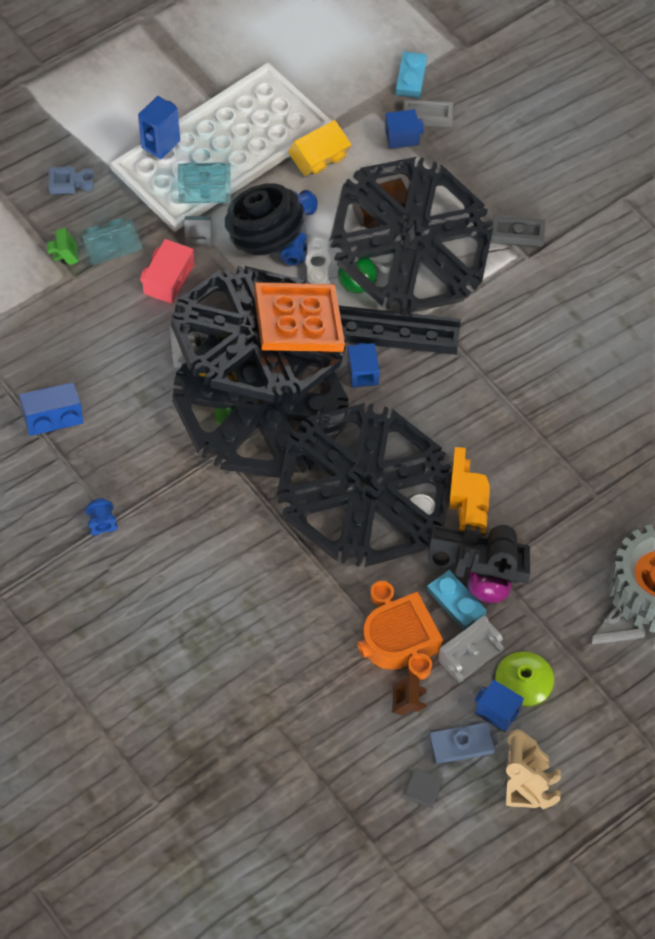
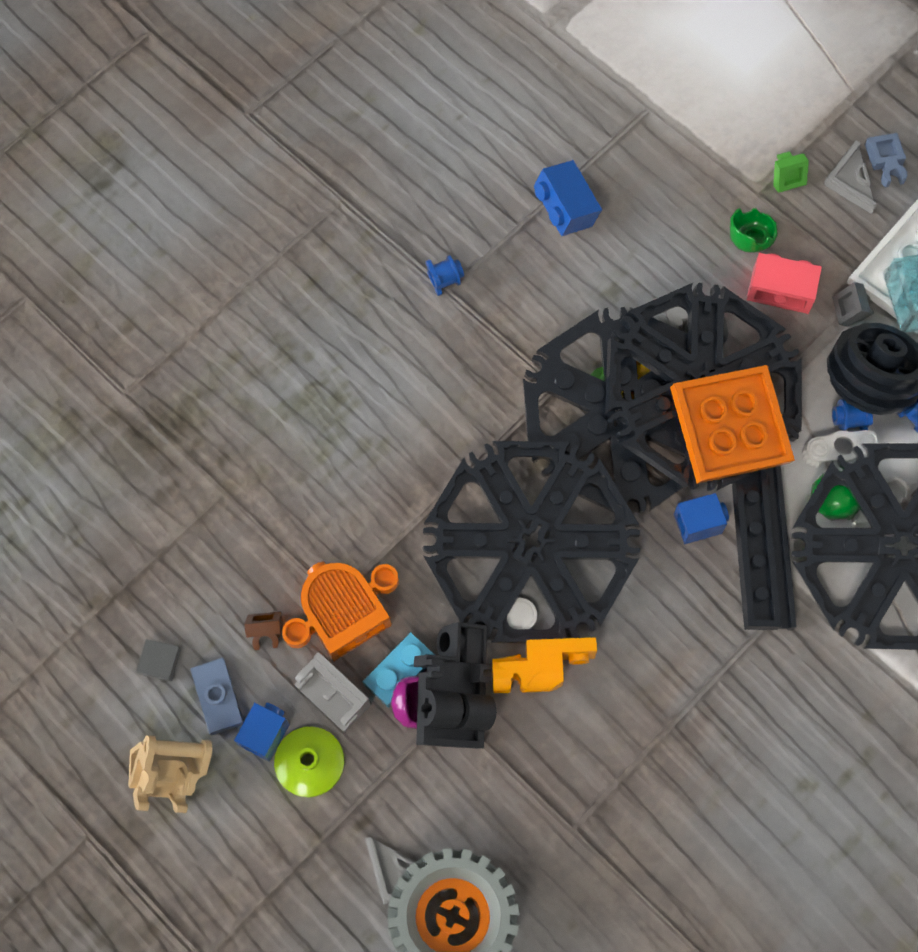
camera: 85 degrees right, 10 degrees up
(79, 209) = (852, 179): none -> light grey tile
(111, 242) = (810, 216): clear light blue bracket -> none
(115, 282) = (752, 230): none -> green hair

